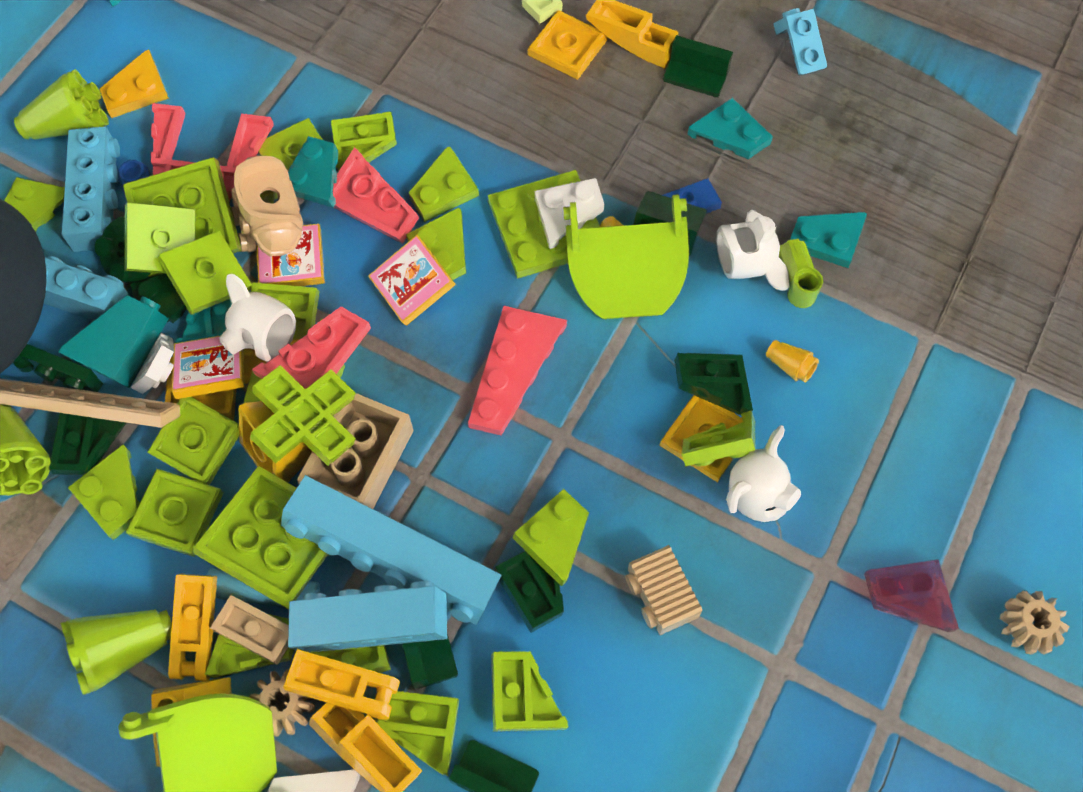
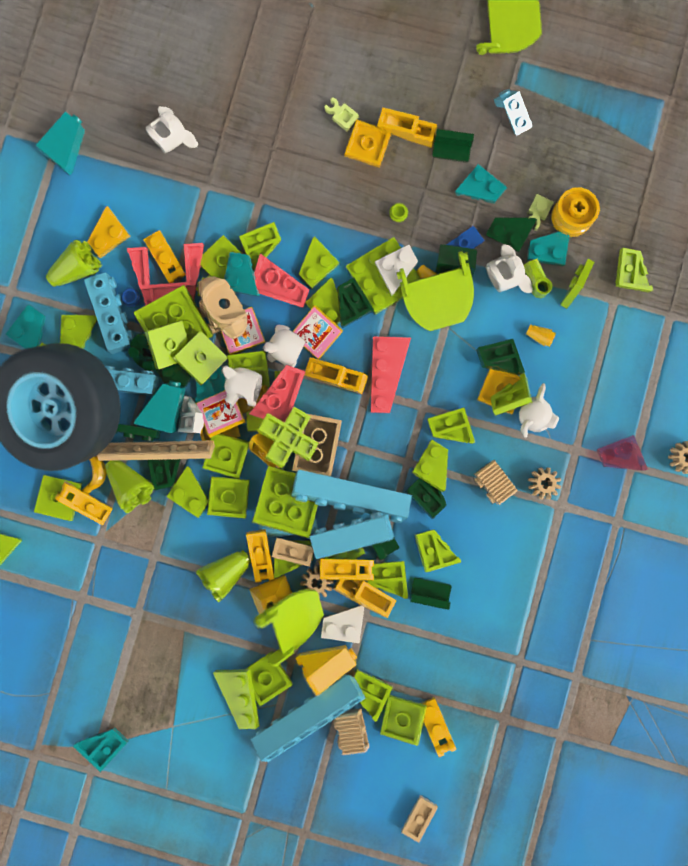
camera: 10 degrees left, 20 degrees up
(208, 128) = (164, 256): none -> yellow plate
(348, 284) = (284, 346): none -> white piece
(426, 353) = (336, 375): none -> yellow slope
(483, 249) = (352, 302): none -> dark green wing
(591, 139) = (398, 212): none -> lime plate
(605, 477) = (452, 426): none -> lime wing
(742, 607) = (547, 490): none -> tan gear
(768, 195) = (511, 231): none -> dark green wing
(819, 178) = (539, 209): none -> yellowish green plate
(866, 289) = (577, 282): none -> lime wing
(878, 185) = (575, 211): none -> yellow wheel
(964, 294) = (631, 271): none -> lime wing

